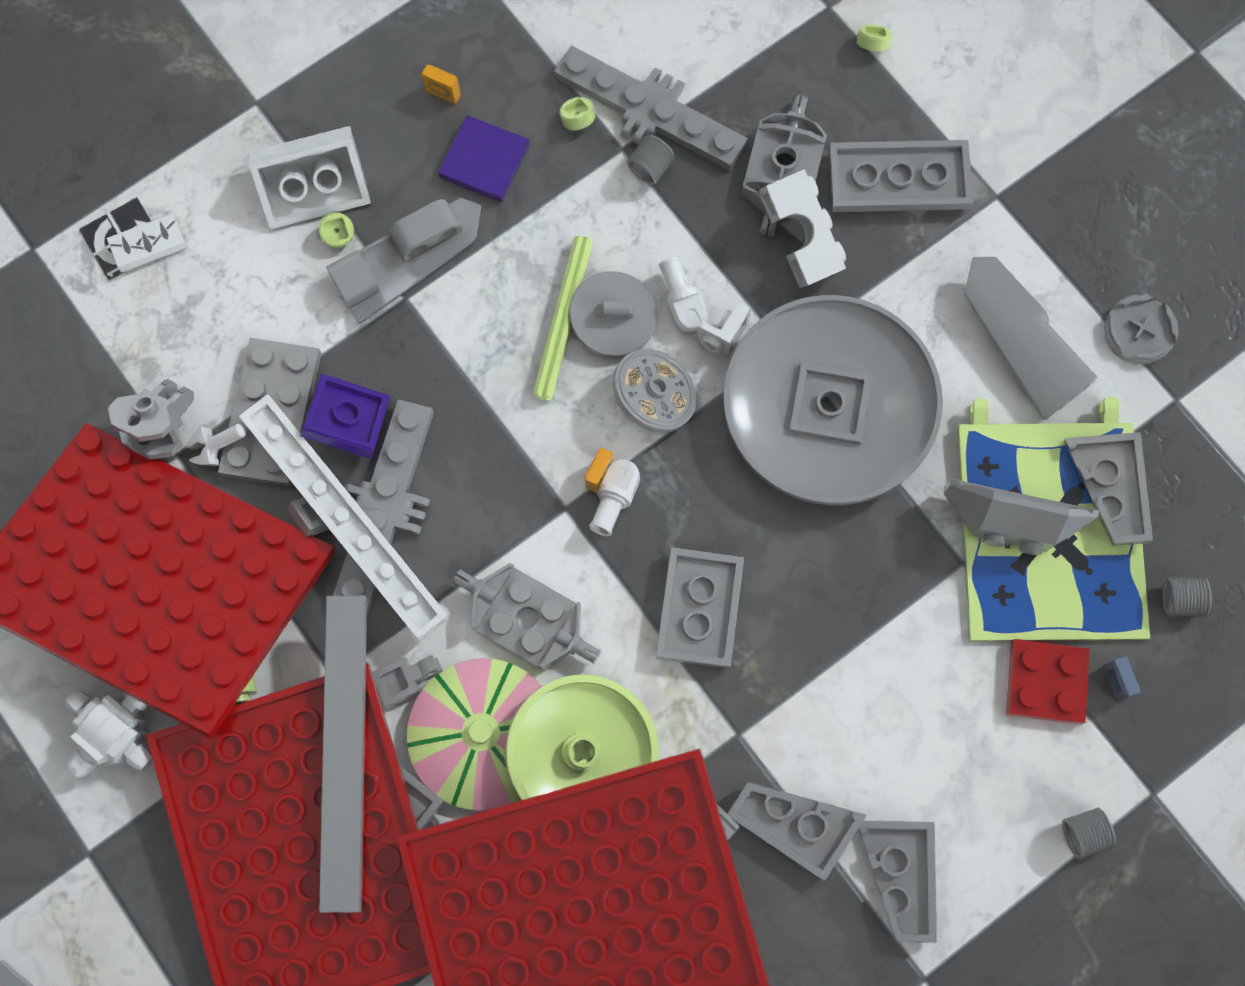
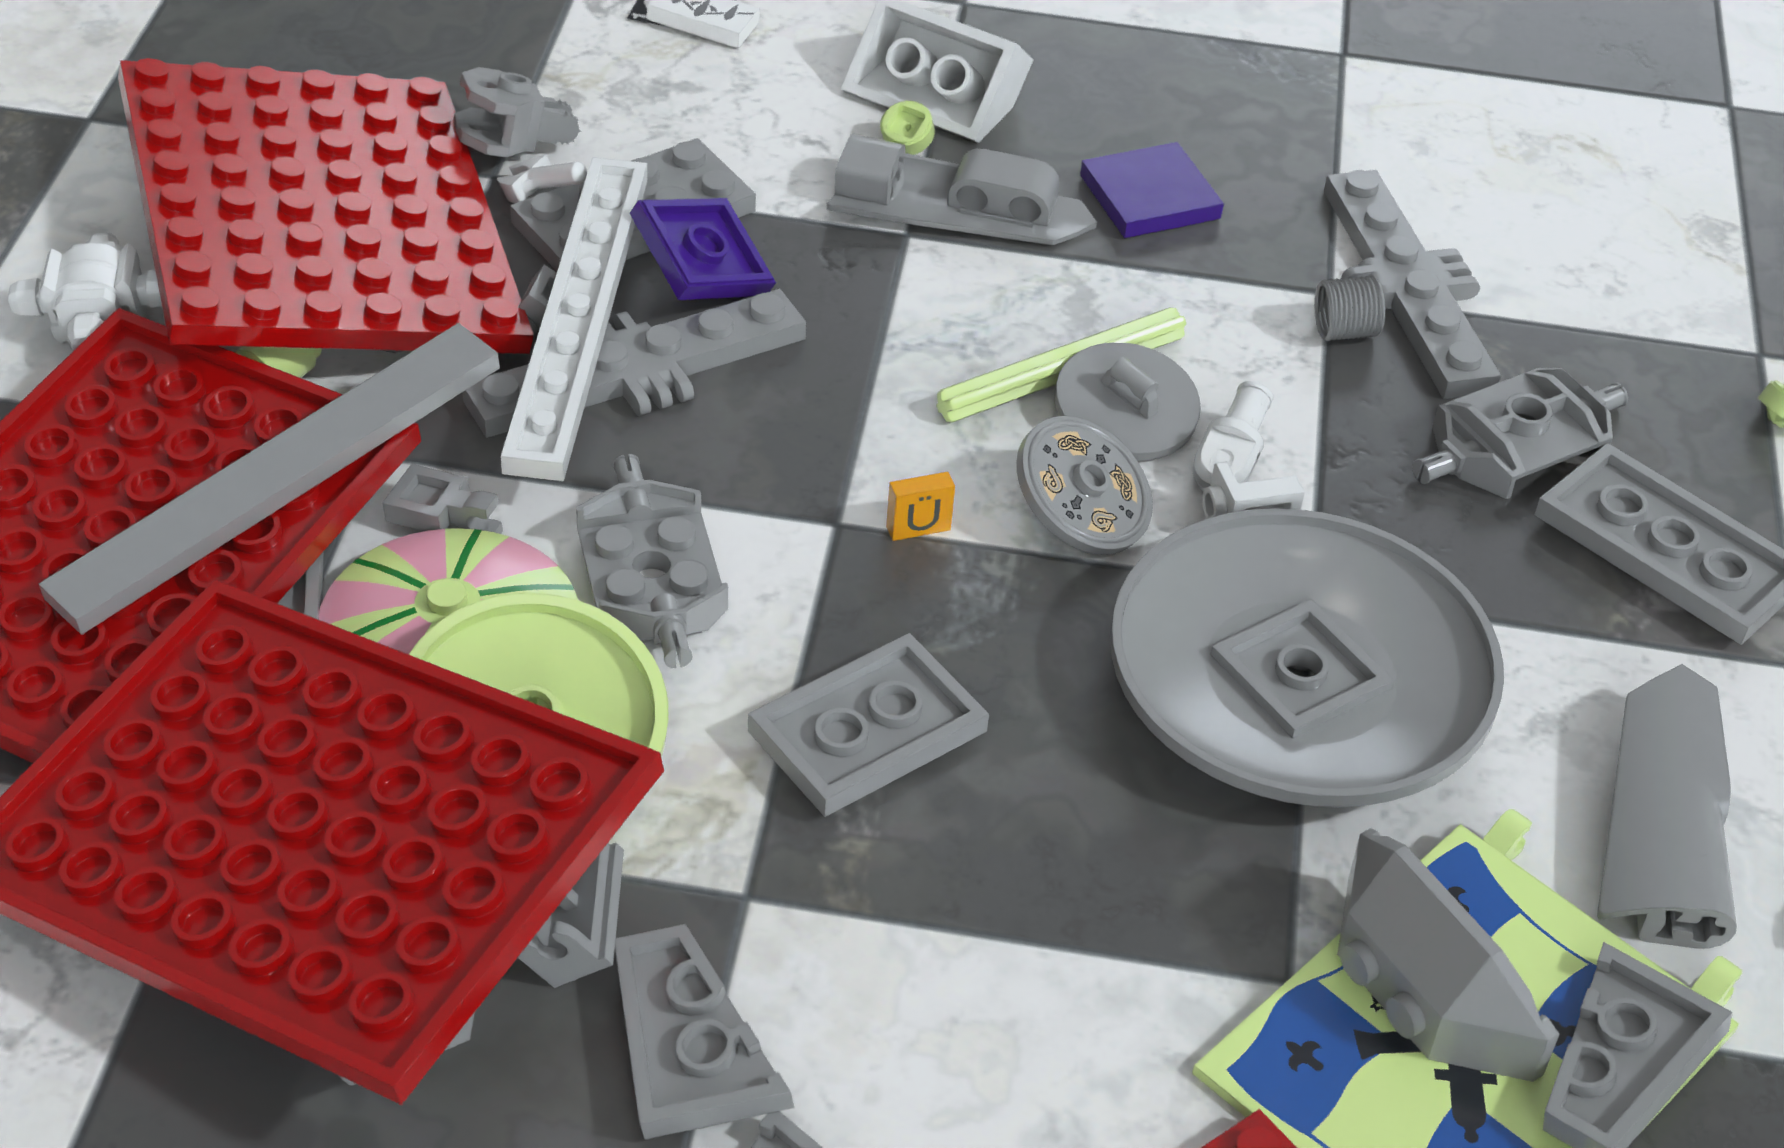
camera: 40 degrees right, 30 degrees down
(441, 83) = (1181, 100): light orange tile -> none
(577, 113) = (1309, 223): yellowish green tile -> none
(615, 493) = (908, 541): white arm -> none
(797, 199) = (1481, 434): white arch -> none

